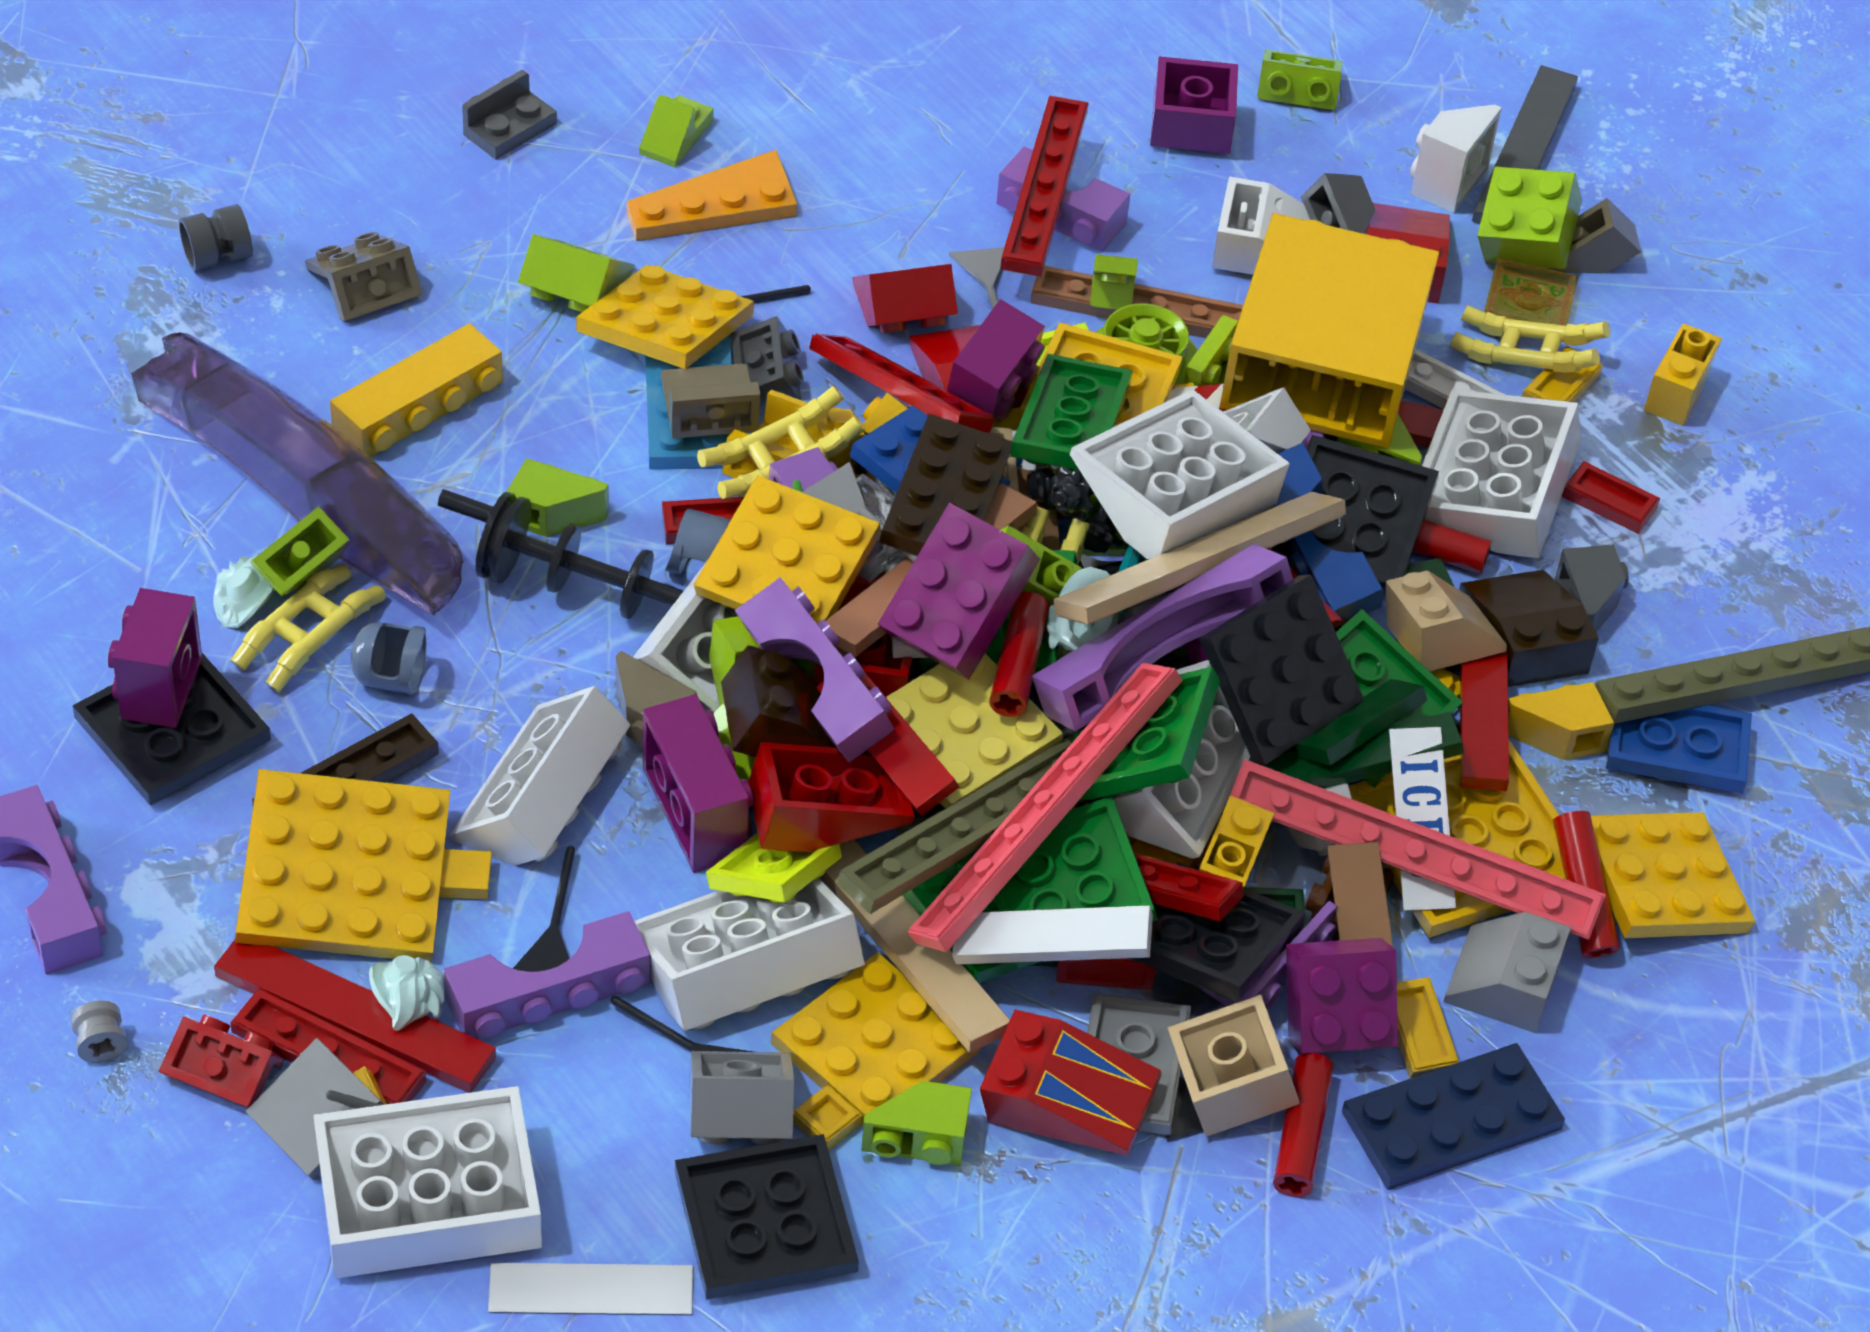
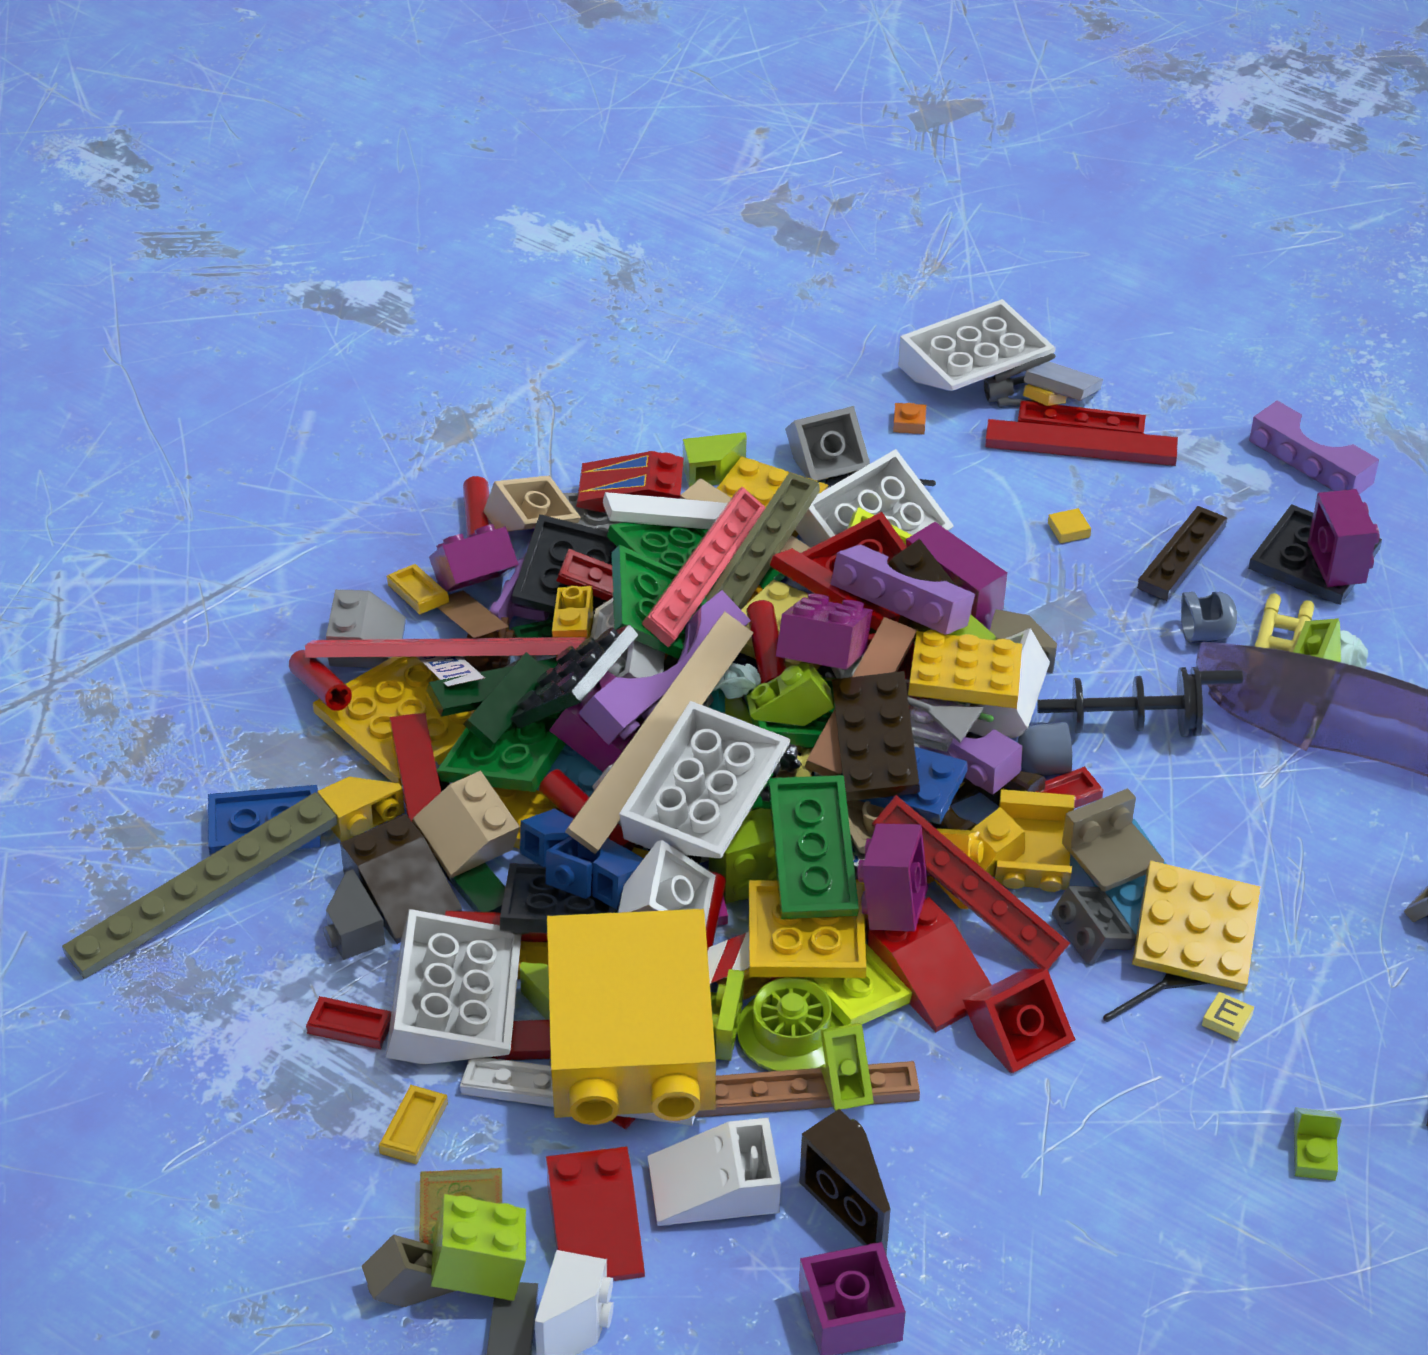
camera: 165 degrees right, 5 degrees down
(98, 1031) = (1213, 388): light grey wheel -> none
(219, 1062) = (1135, 396): red bracket -> none
(343, 866) = (1143, 497): yellow plate -> none
(407, 989) = (1061, 449): light aqua hat -> none
(418, 390) = (1337, 815): yellow brick -> none
(494, 997) = (1004, 458): medium lavender arch -> none
(543, 778) = (1059, 578): white slope -> none
(549, 948) = (991, 502): black piece -> none
(559, 497) = (1180, 761): lime slope -> none
(570, 272) = (1297, 956): lime slope -> none
(582, 1134) = (909, 418): none -> orange plate
(590, 1288) = (852, 362): white sticker -> none
(684, 250) = (1228, 1016): none -> light yellow tile
(722, 198) = (1224, 1084): light orange wing -> none
(765, 1216) = (776, 397): black plate -> none
(792, 425) = (1028, 769): light yellow piece -> none
(827, 1115) = (775, 456): yellow tile -> none
(983, 266) = (969, 1090): light grey piece -> none
(1044, 186) = (948, 1136): red tile -> none
(1087, 215) = (961, 1159): medium lavender arch -> none
(1162, 186) = (844, 1177): none -> dark brown slope
(1340, 202) = (662, 1199): dark grey slope -> none
(1356, 514) = (568, 871): none -> blue bracket
(1452, 1115) = (381, 550): dark blue plate -> none
(1512, 330) = (434, 1121): light yellow piece -> none
(1668, 876) = (263, 718): yellow plate -> none
(1682, 374) = (303, 1132): yellow slope -> none

